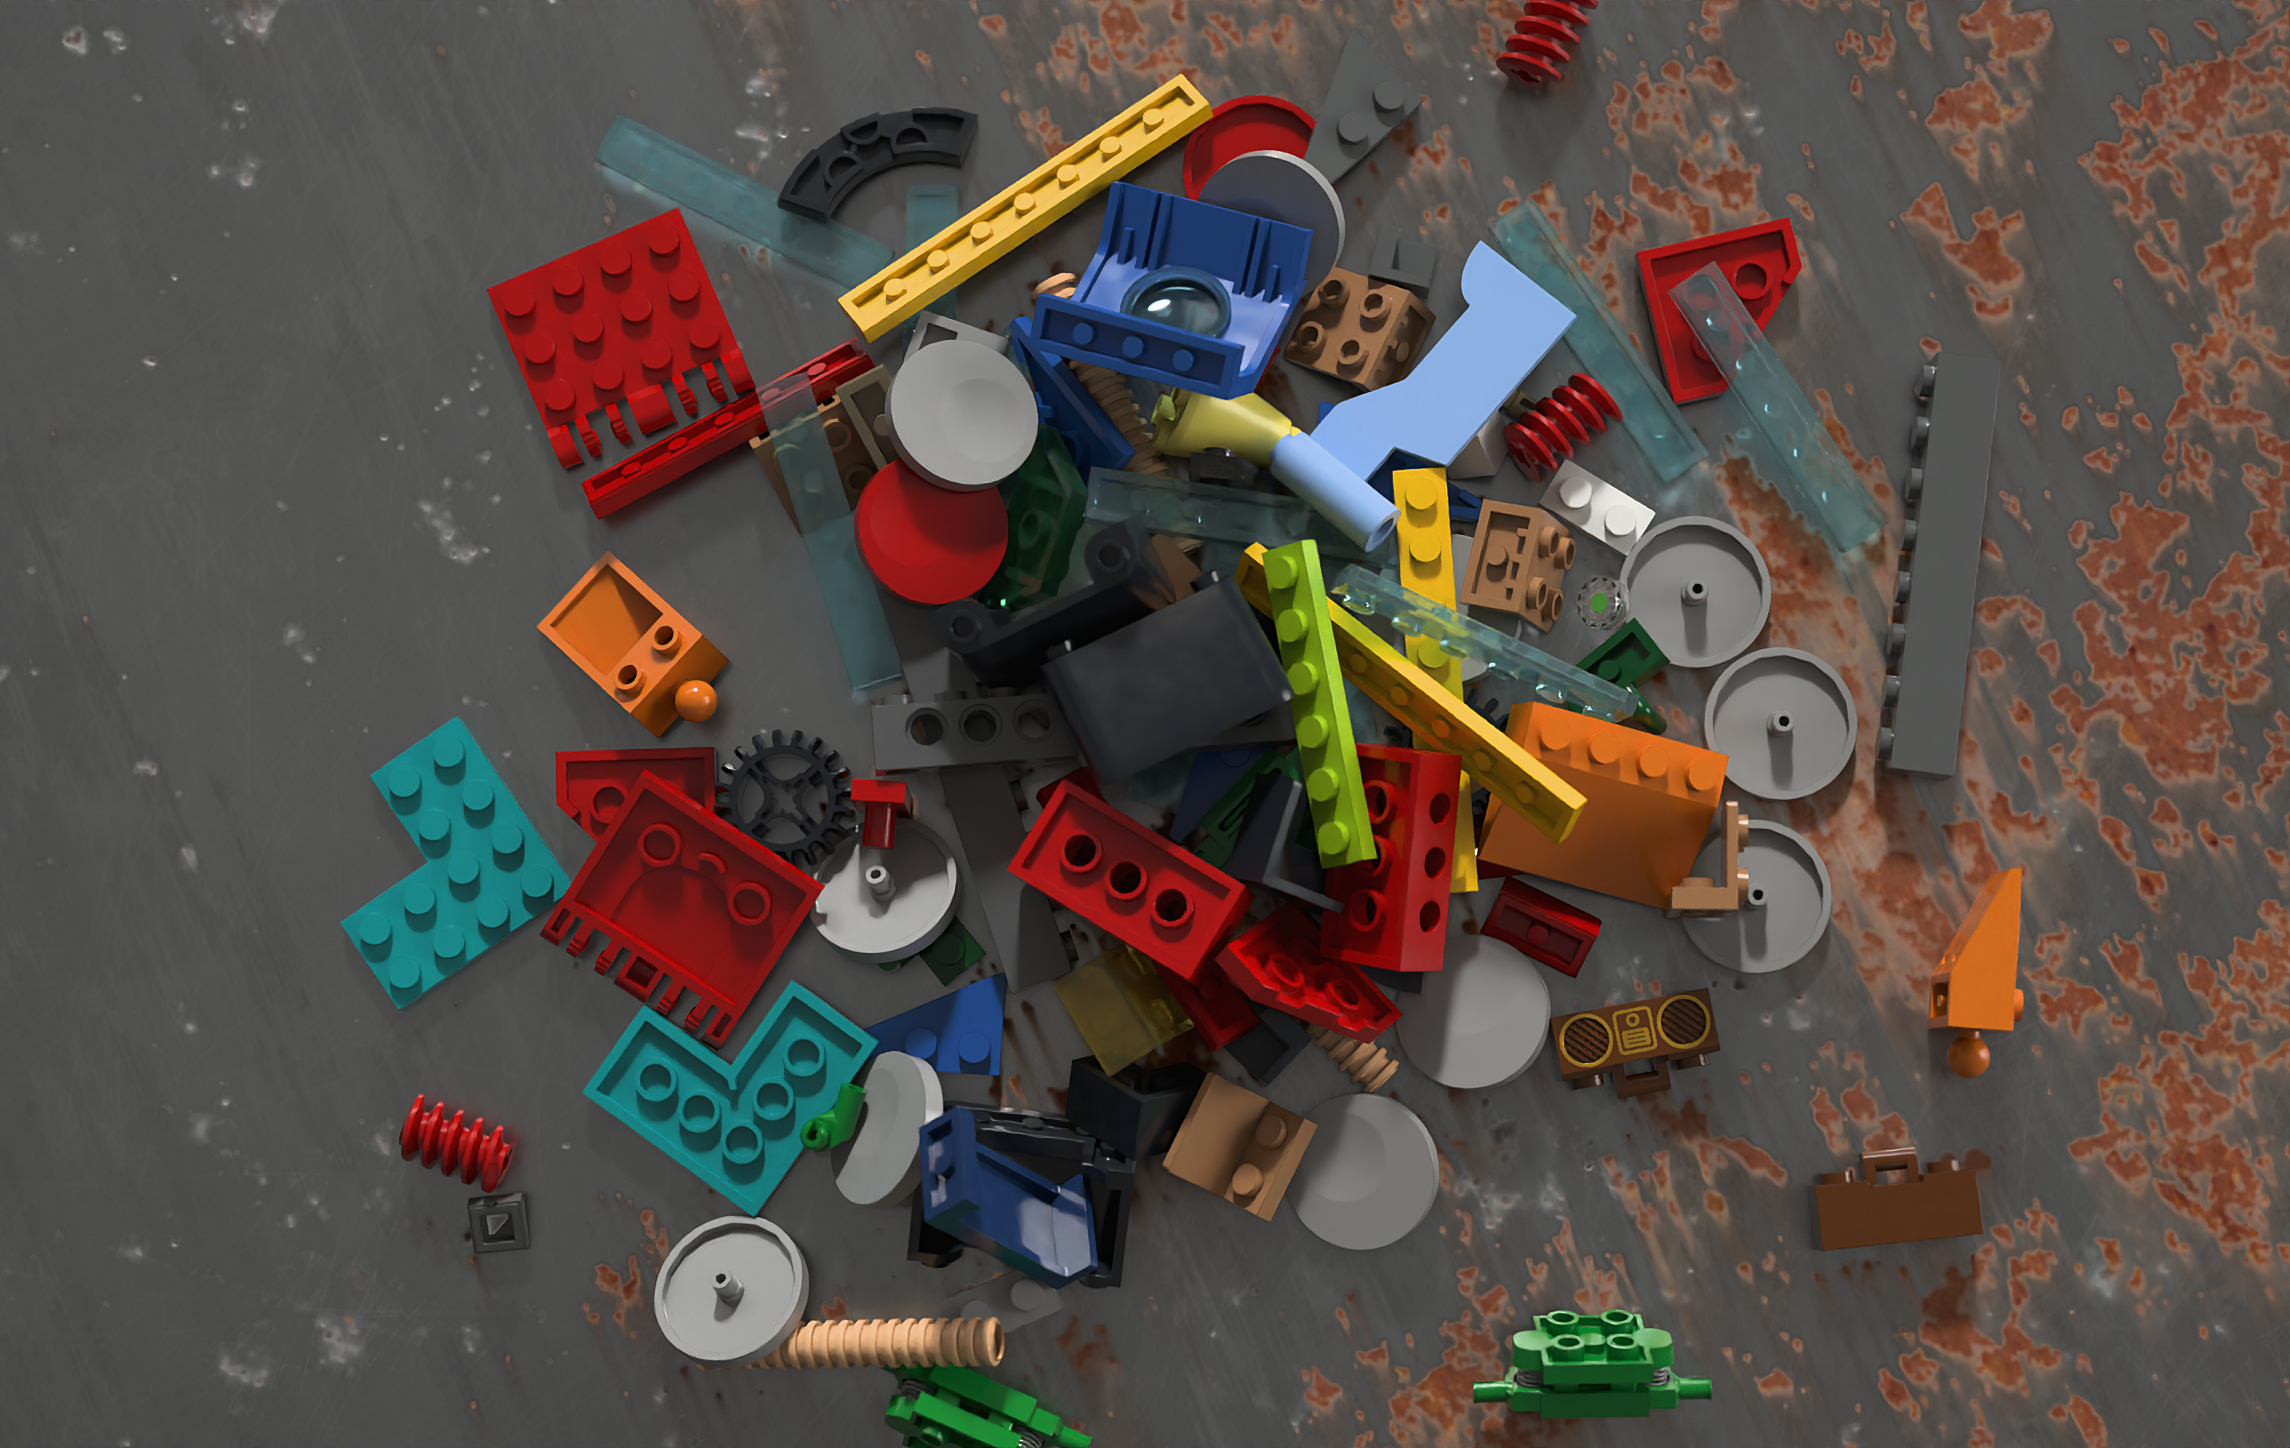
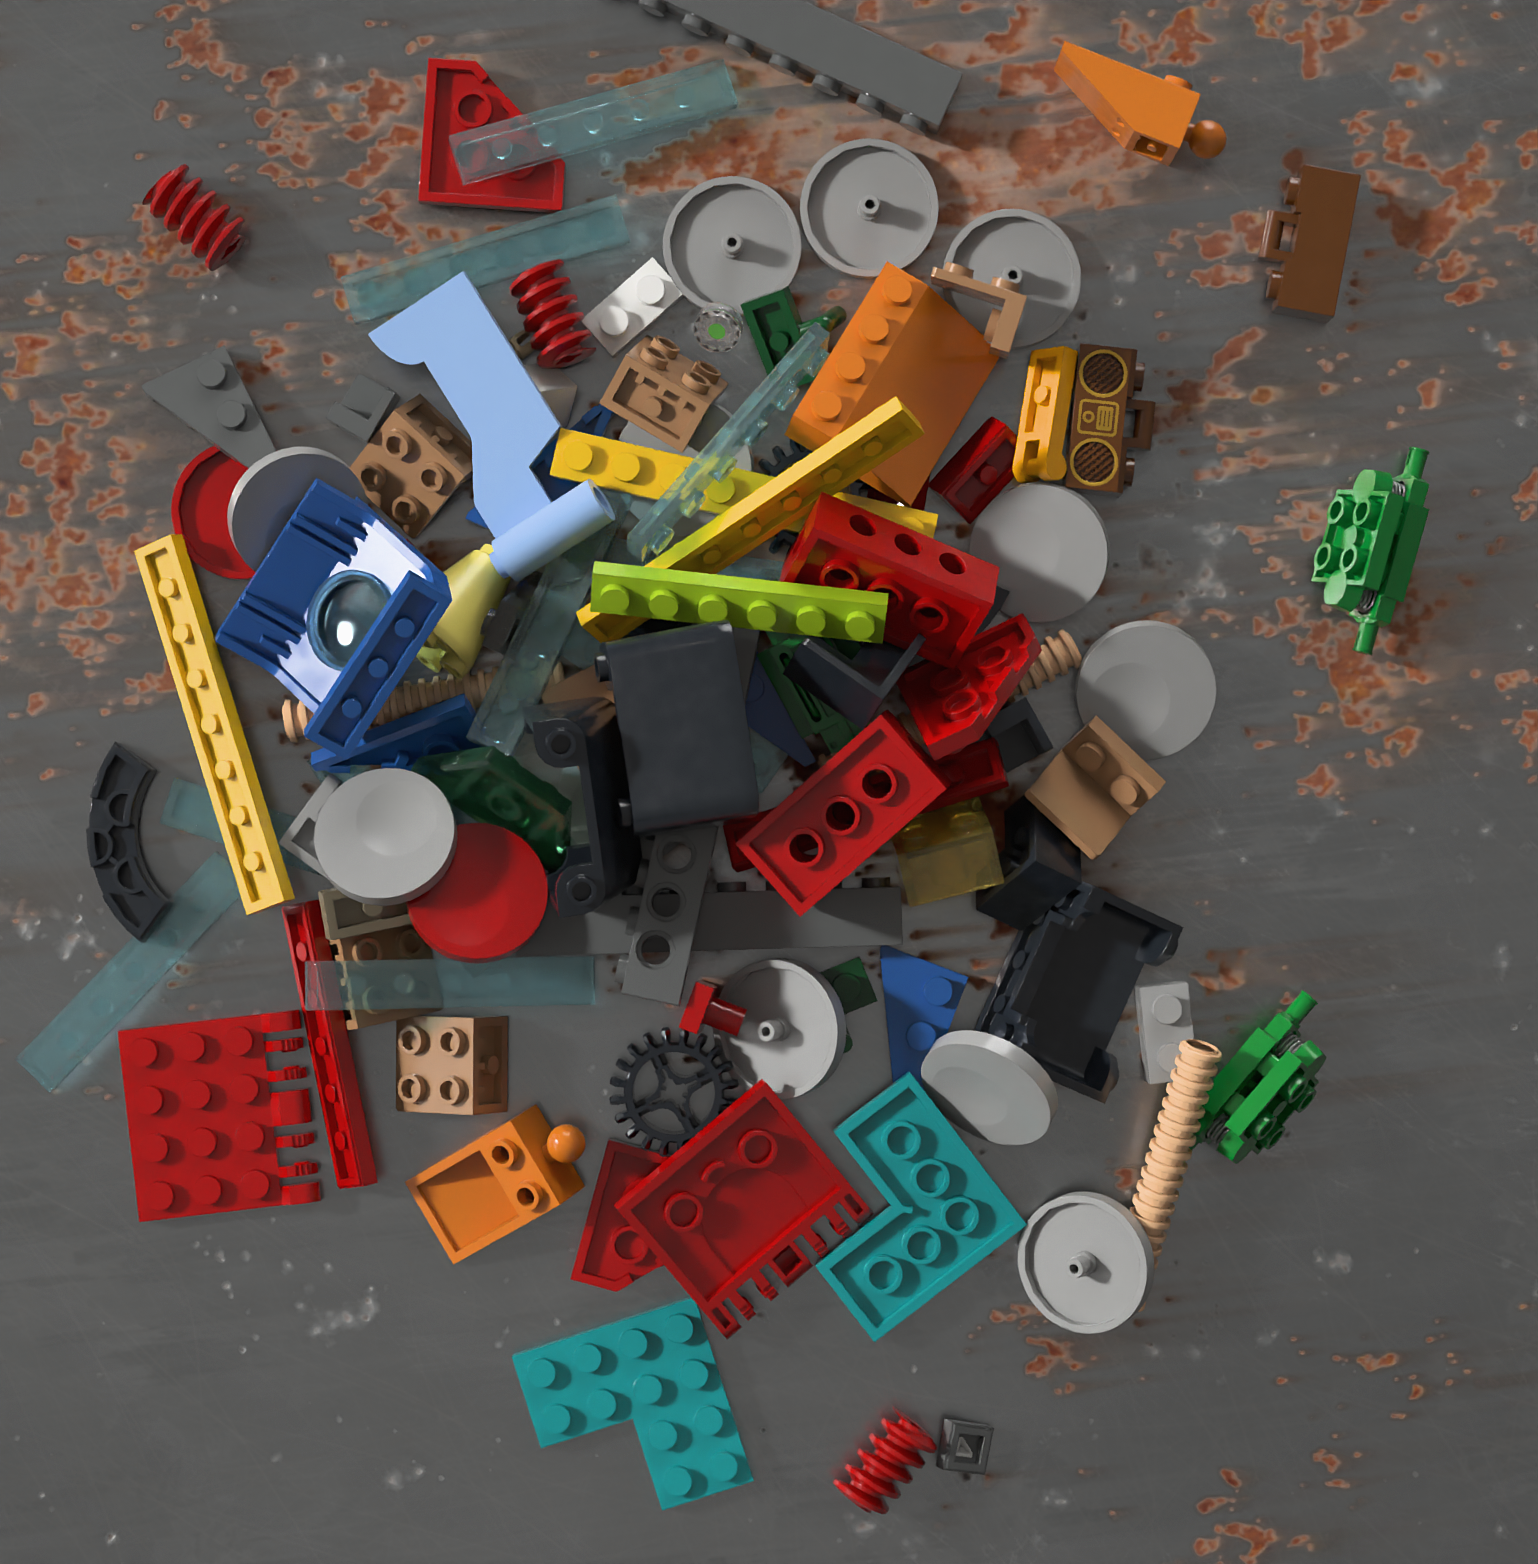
camera: 75 degrees left, 5 degrees up
(745, 562) = (452, 1064): none -> medium nougat bracket
(836, 1124) = (970, 1130): green arm -> none
(1003, 1205) = (1087, 1005): dark blue panel -> none
(1619, 974) = (1045, 415): none -> light orange plate

